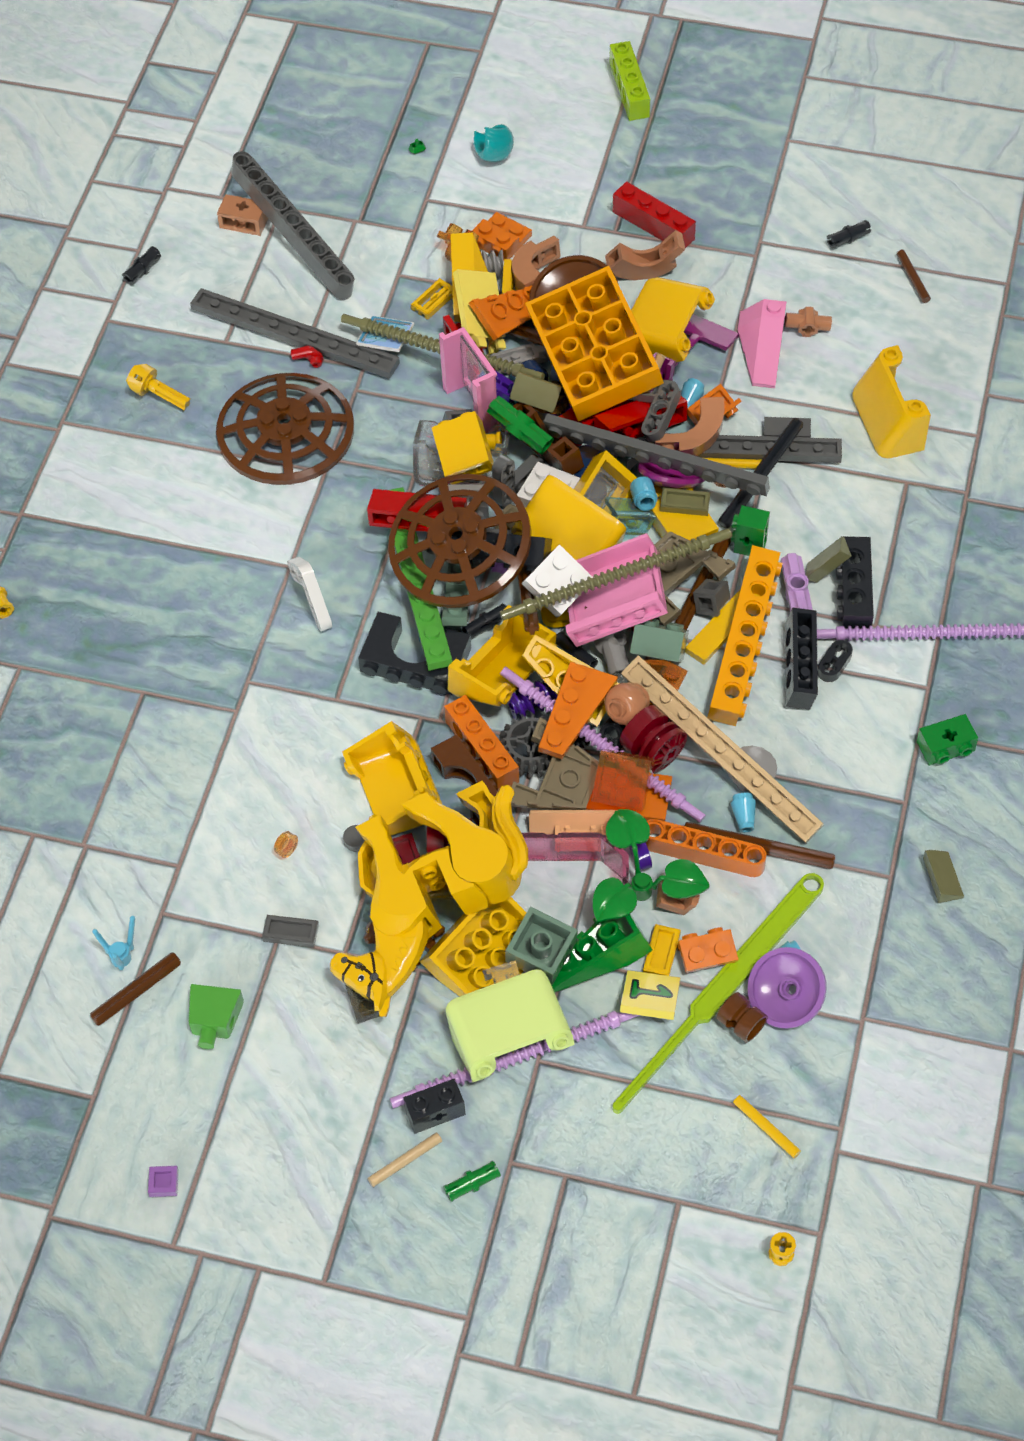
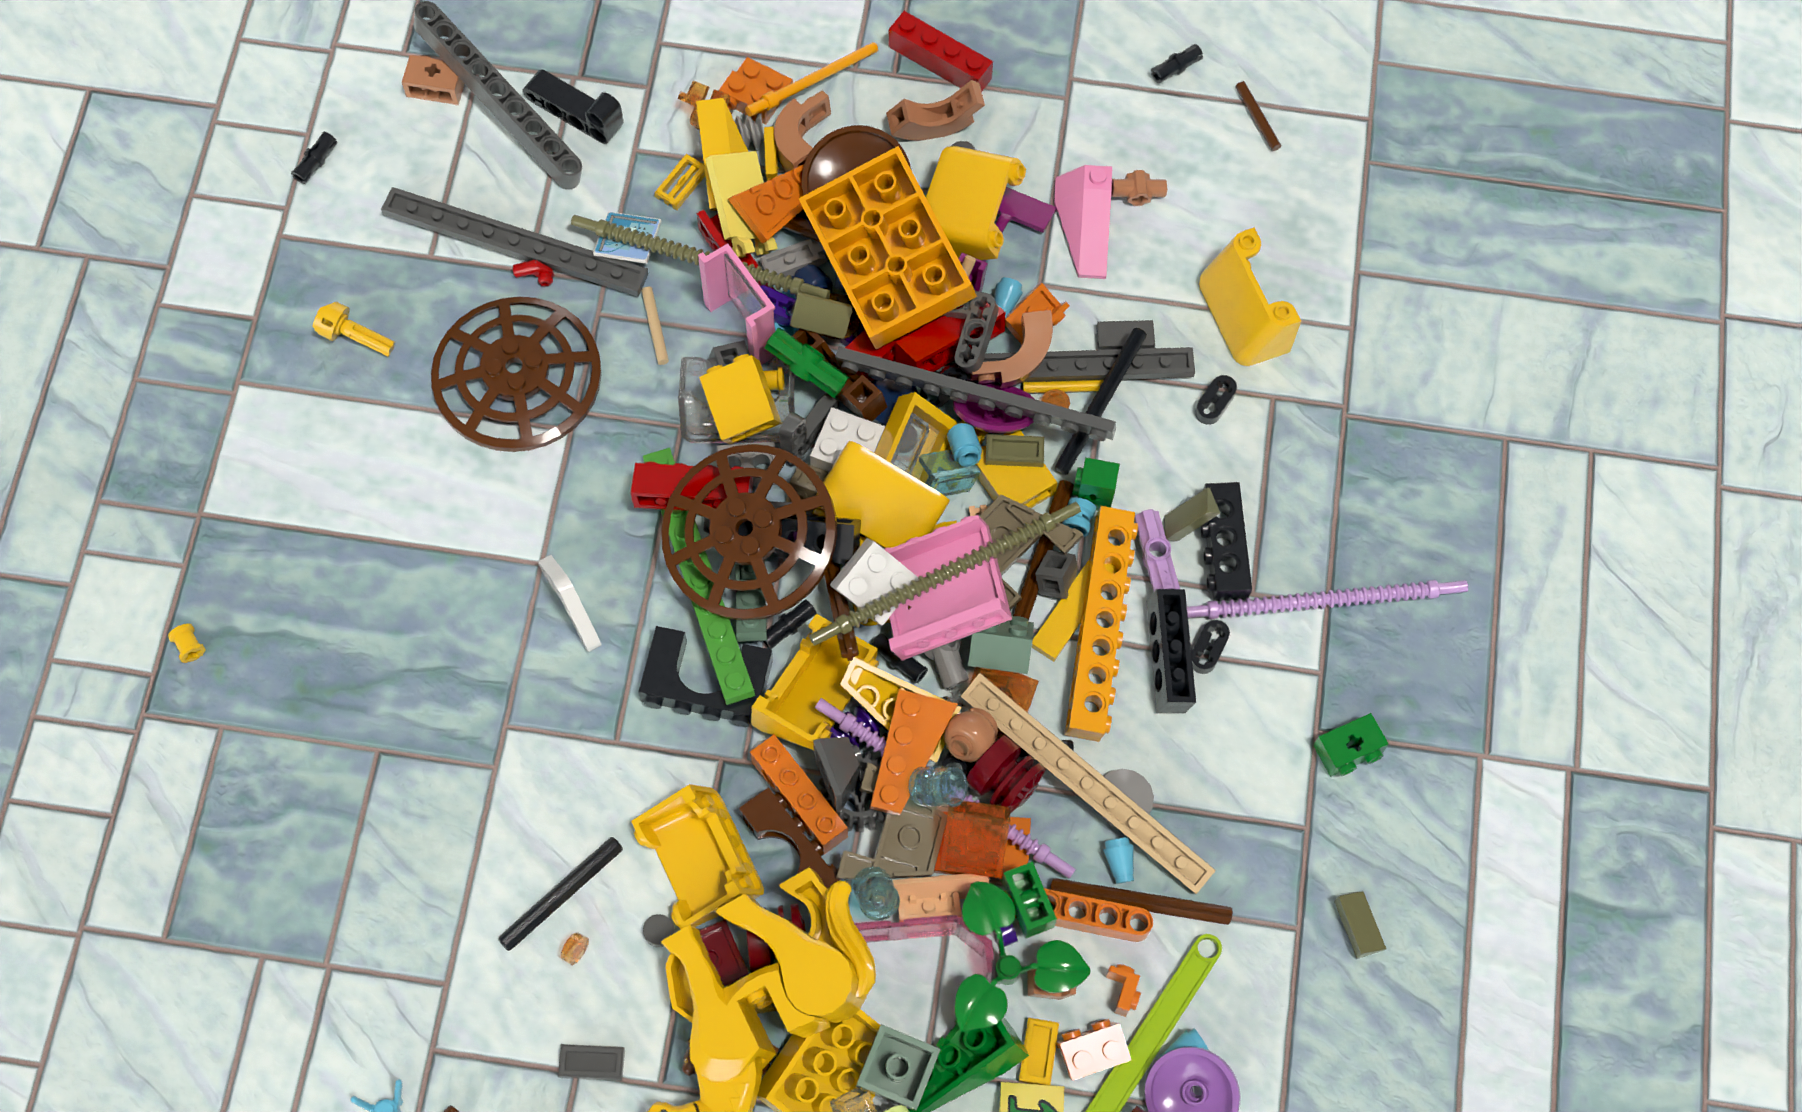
camera: 10 degrees left, 10 degrees up
(278, 805) = (560, 894): none -> black axle
(367, 247) = (595, 117): none -> black beam
(401, 401) = (655, 326): none -> tan bar
(512, 239) = (771, 99): none -> light orange bar
(514, 718) = (838, 767): none -> dark grey slope
(536, 813) = (876, 893): none -> clear light blue wheel
(595, 733) = (938, 786): none -> clear light blue wheel
(663, 825) = (1030, 900): none -> green brick
(737, 553) = (1081, 520): none -> medium azure wheel
(741, 901) = (1129, 996): none -> orange bracket
(854, 477) = (1210, 396): none -> black beam

